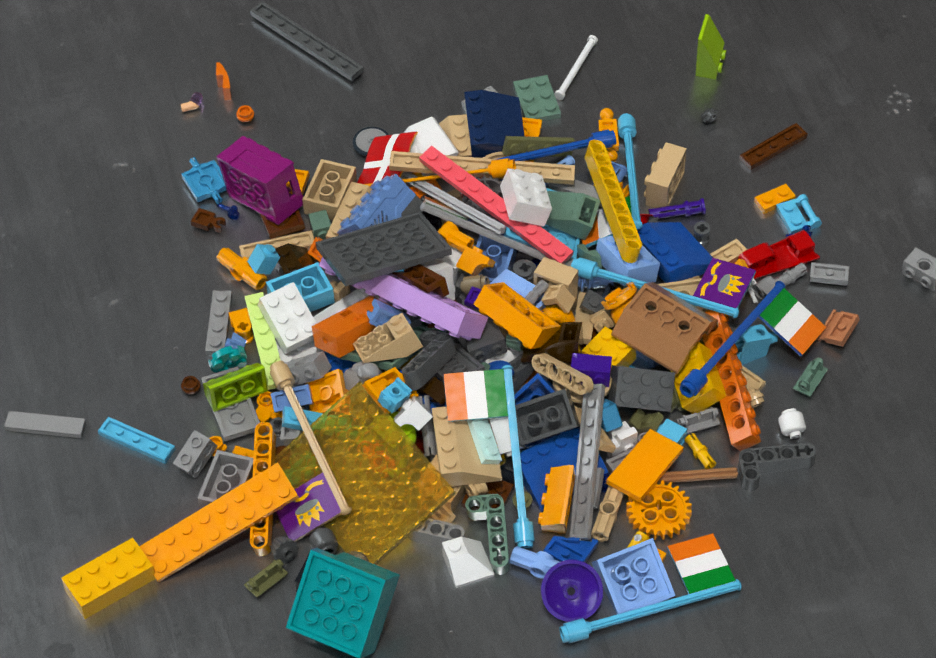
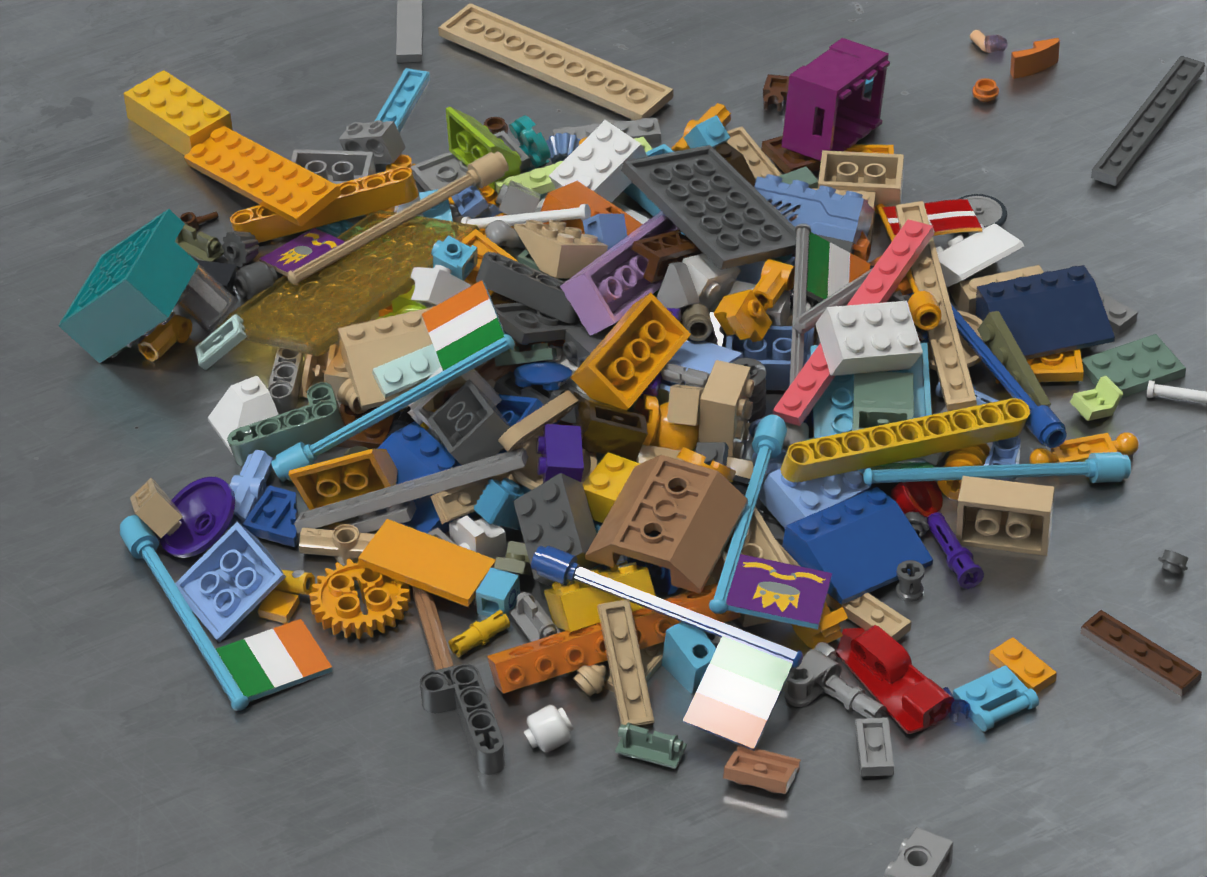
camera: 80 degrees right, 10 degrees down
(124, 341) = (556, 62): none -> tan plate
(233, 577) = (194, 222): none -> reddish brown hand
(344, 360) = (582, 213): none -> white bar
(389, 562) = (220, 342): none -> light aqua tile
(457, 287) = (677, 287): none -> light grey slope
(553, 616) = (156, 508): none -> tan slope
(566, 119) = (1099, 401): none -> yellowish green bracket
(758, 372) = (625, 663): none -> tan tile

